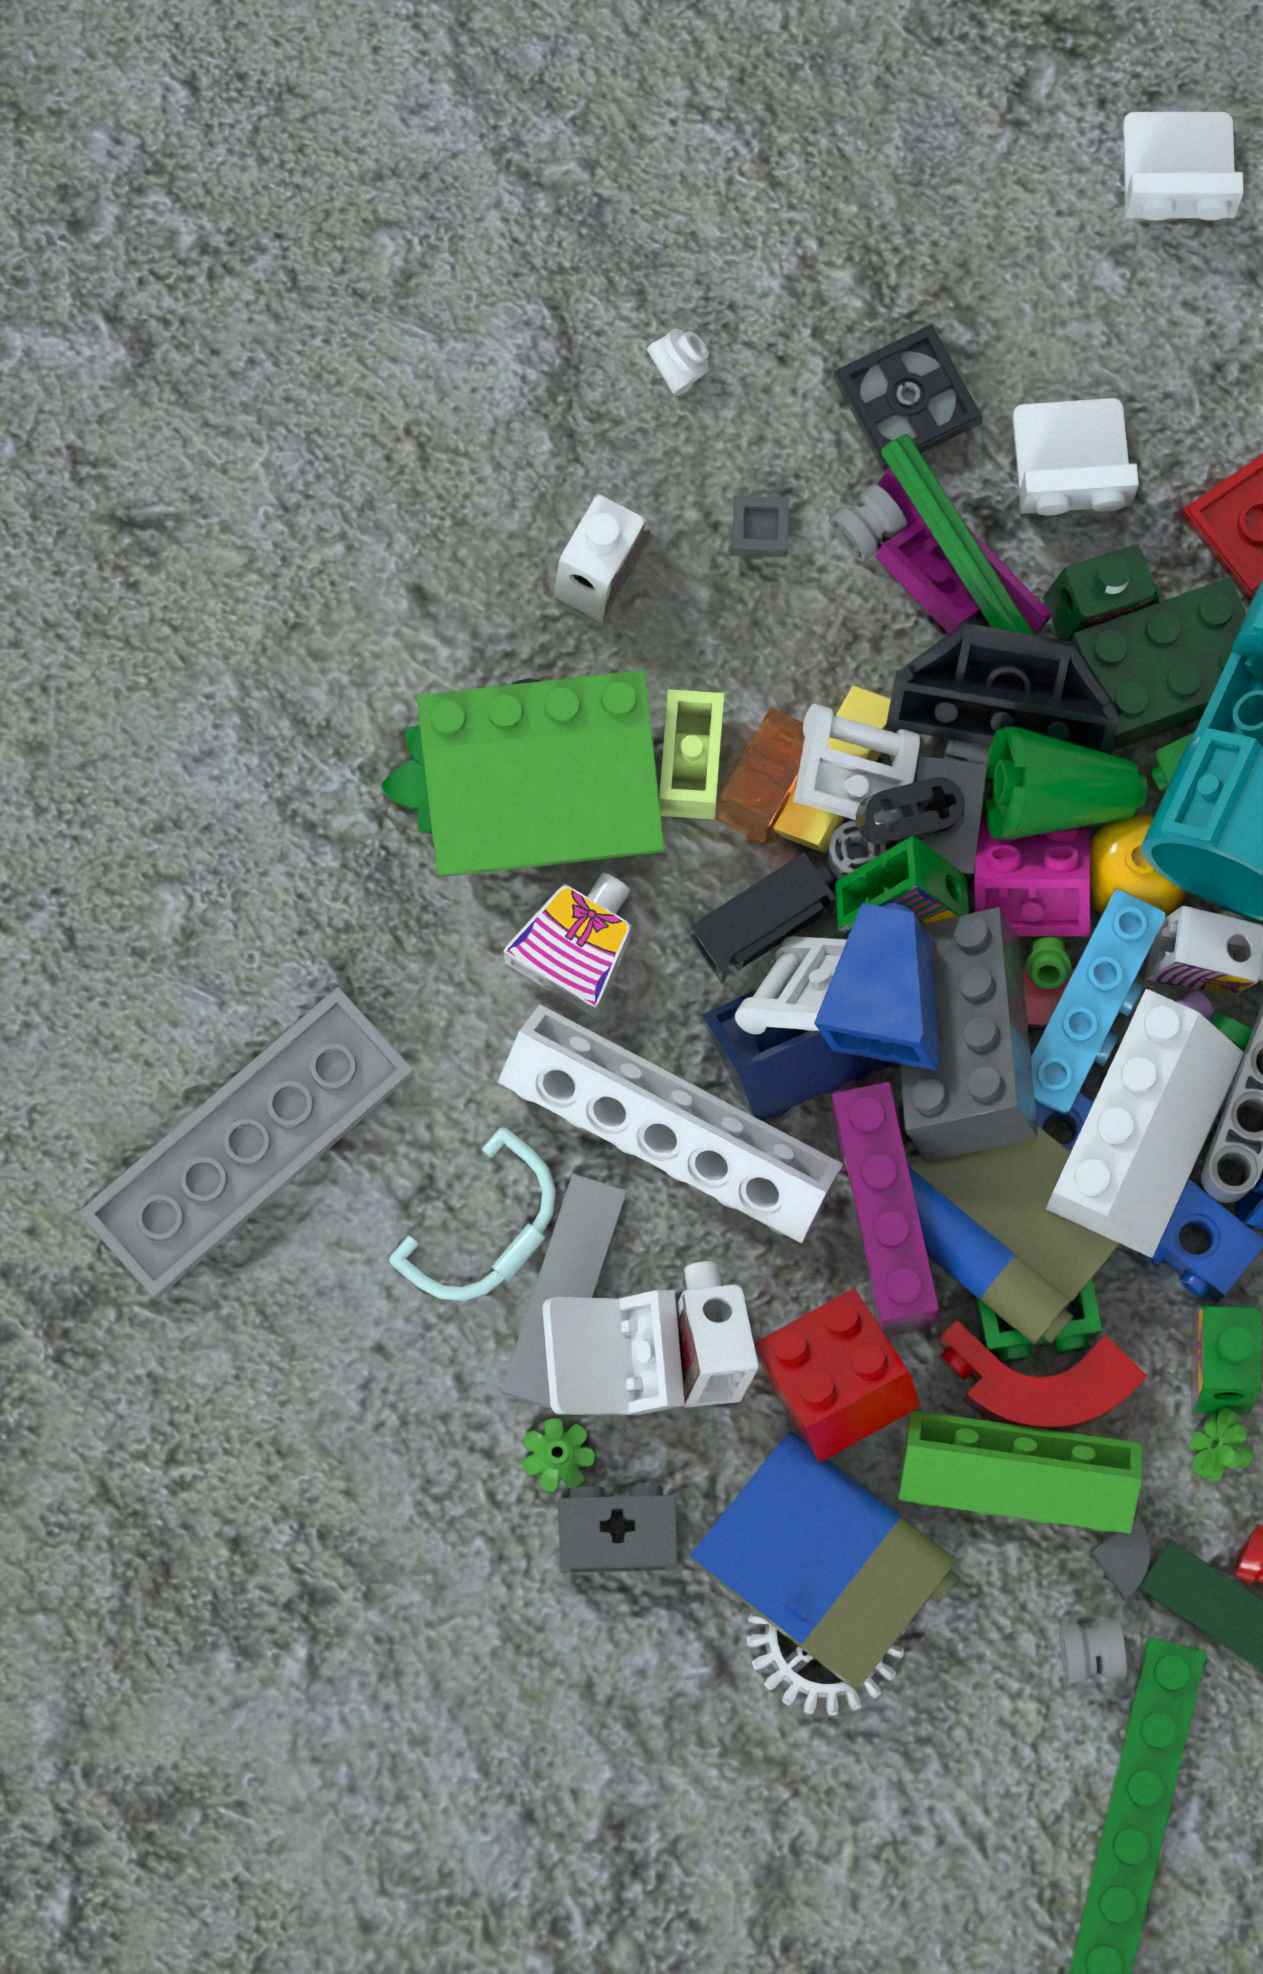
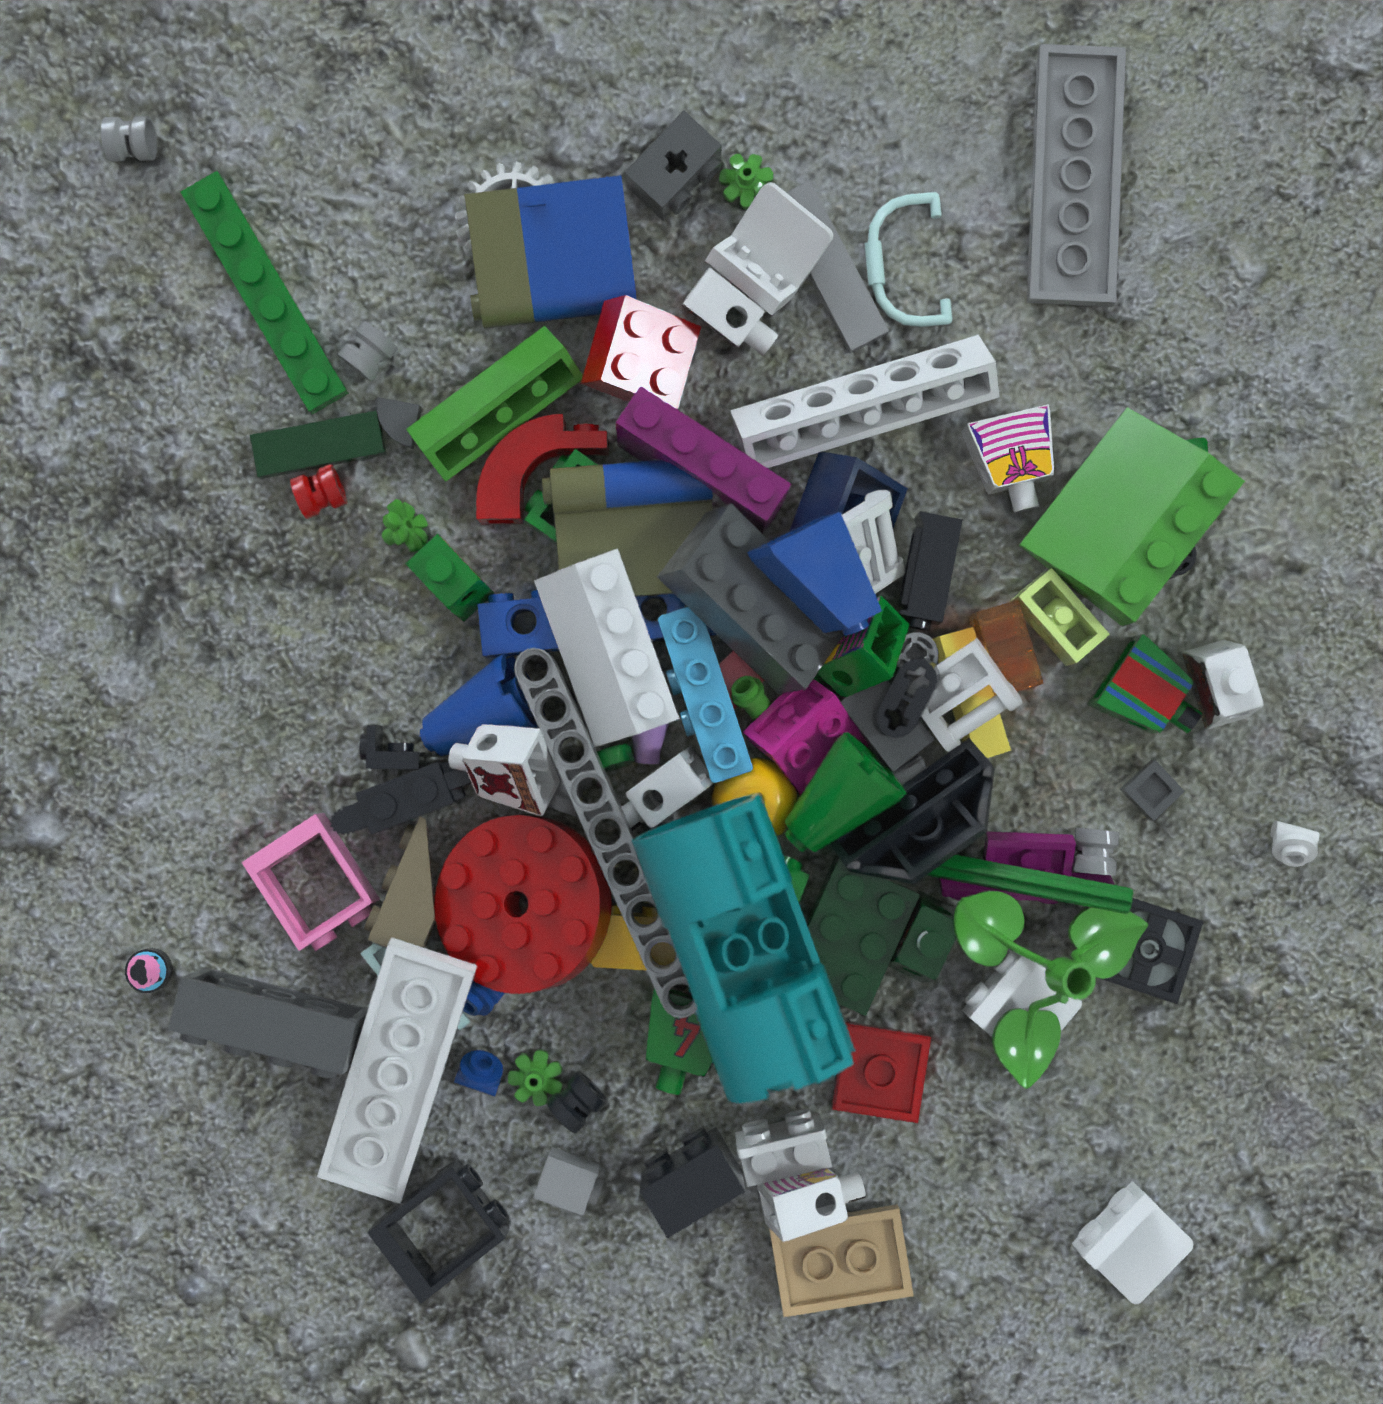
camera: 135 degrees right, 10 degrees up
(677, 616) = (1146, 689): none -> torso
(1100, 419) = (1104, 944): none -> bright green plant

